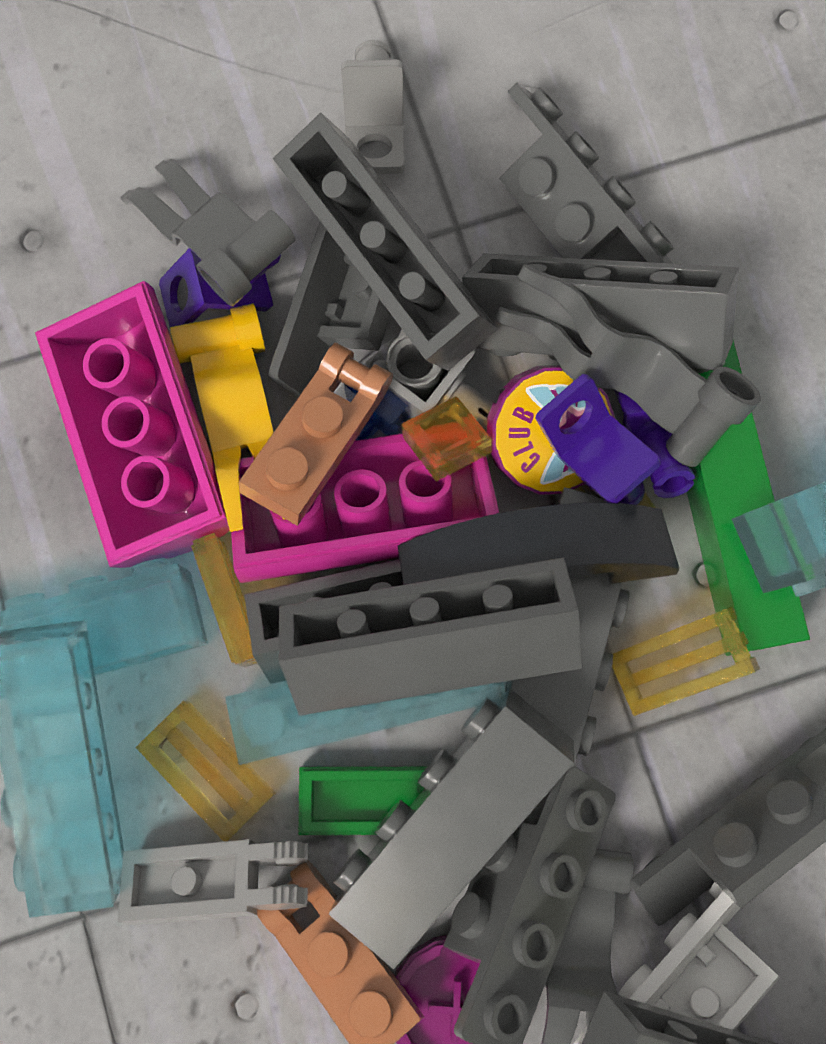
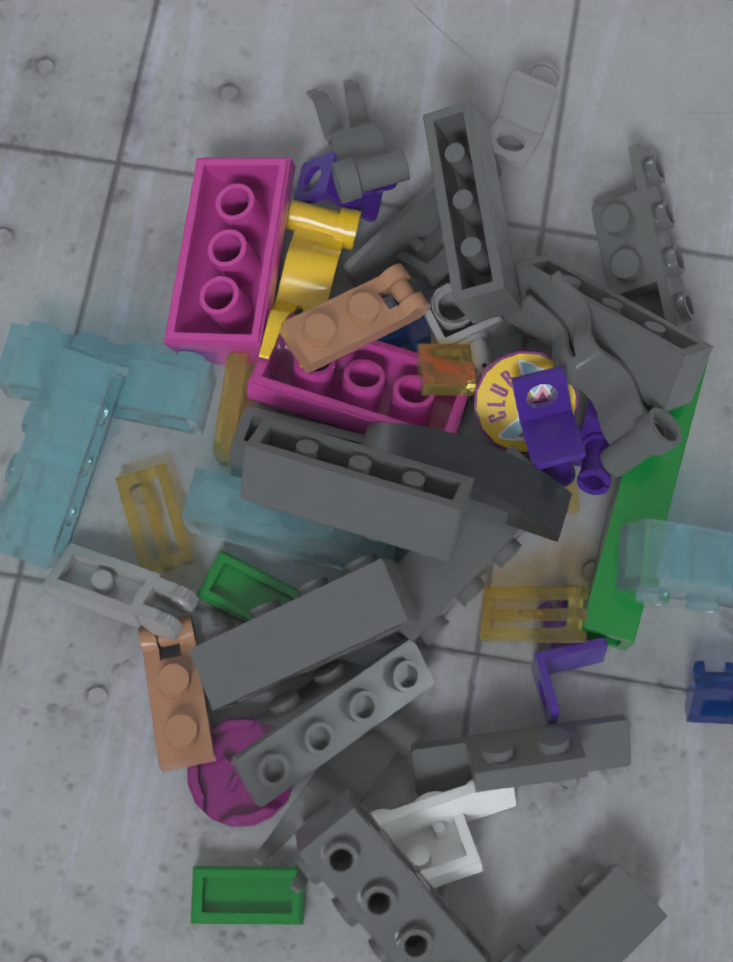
camera: 30 degrees right, 5 degrees down
(728, 693) = (561, 658): none -> dark purple bracket

